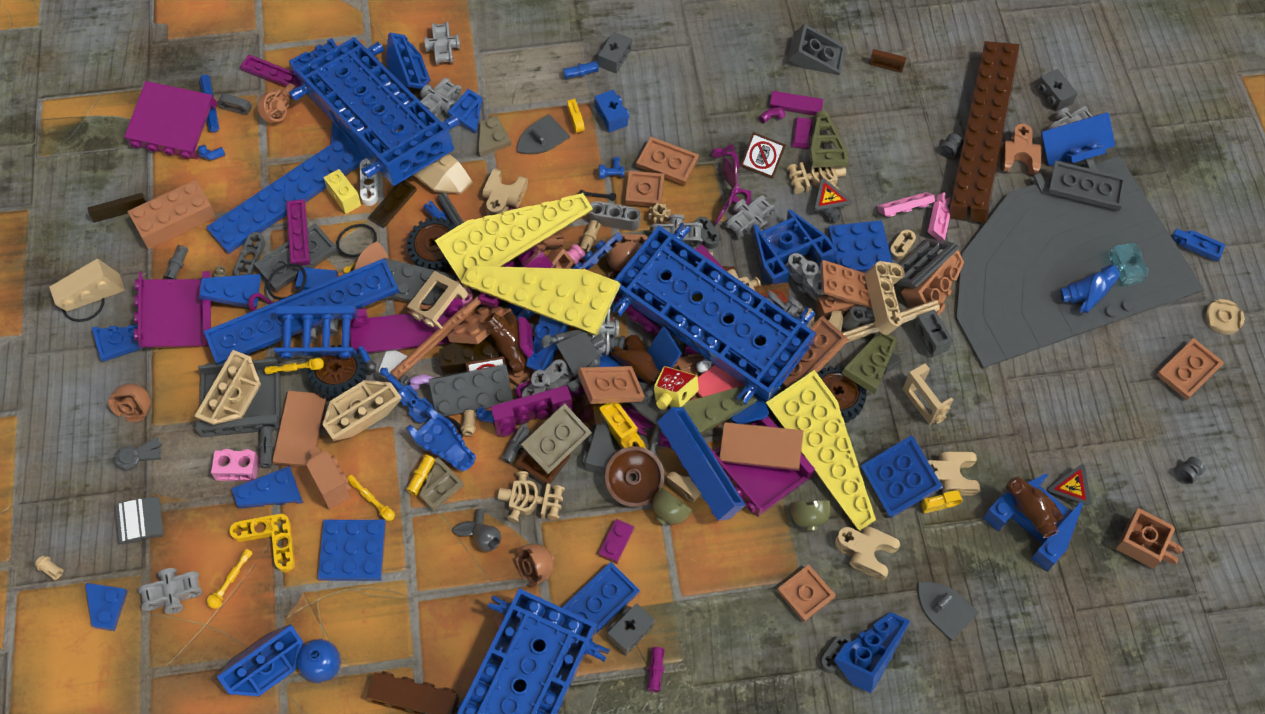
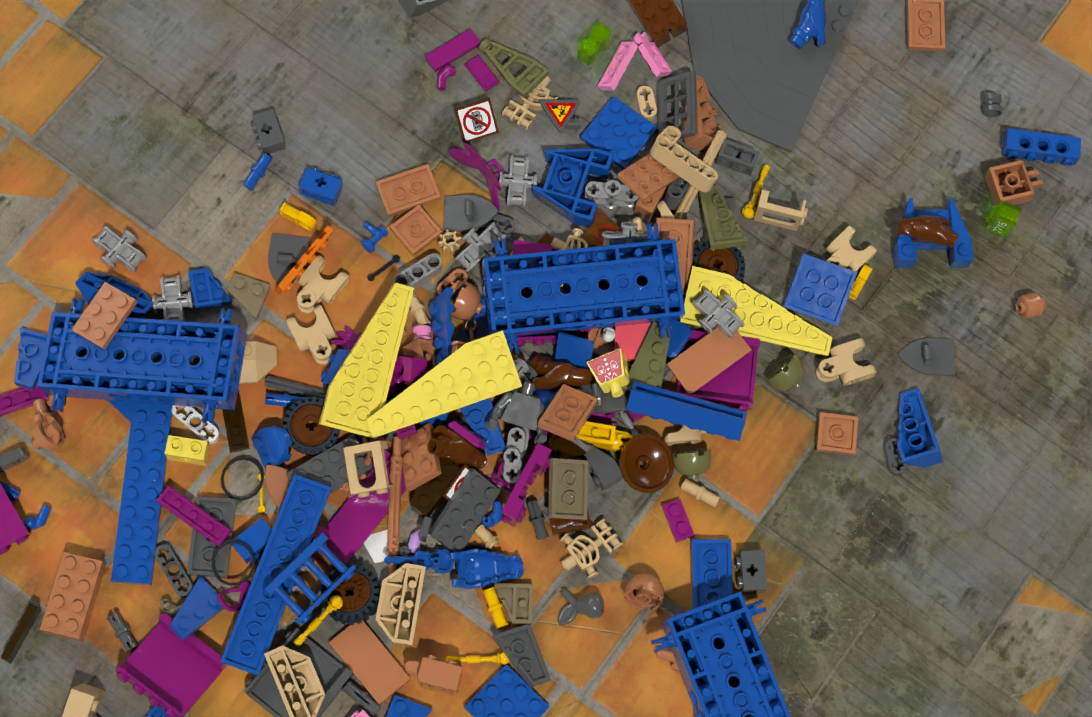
camera: 50 degrees left, 10 degrees up
(370, 365) = (368, 563): piece -> none
(379, 60) = (104, 315): none -> nougat plate
(397, 232) = (272, 445): none -> blue slope
(403, 523) = (524, 654): none -> dark grey wing
(429, 373) = (425, 528): none -> dark grey tile
(537, 167) = (318, 289): none -> tan piece
(547, 142) = (308, 257): none -> orange wing
(654, 537) = (700, 493): none -> tan pin
(655, 669) = (794, 582): magenta pin -> none
(693, 207) = (467, 212): none -> dark grey shield
(718, 152) = (446, 139): magenta piece -> none
(797, 417) = (718, 313): none -> light grey axle
(901, 378) = (749, 210): none -> yellow piece
(903, 175) = (593, 44): none -> clear neon green brick
(1071, 644) = (1030, 305): none -> nougat head
(1073, 486) = (932, 189): piece -> none
(1112, 557) = (1002, 218): none -> clear neon green brick
(1215, 539) = (1050, 142): none -> blue brick

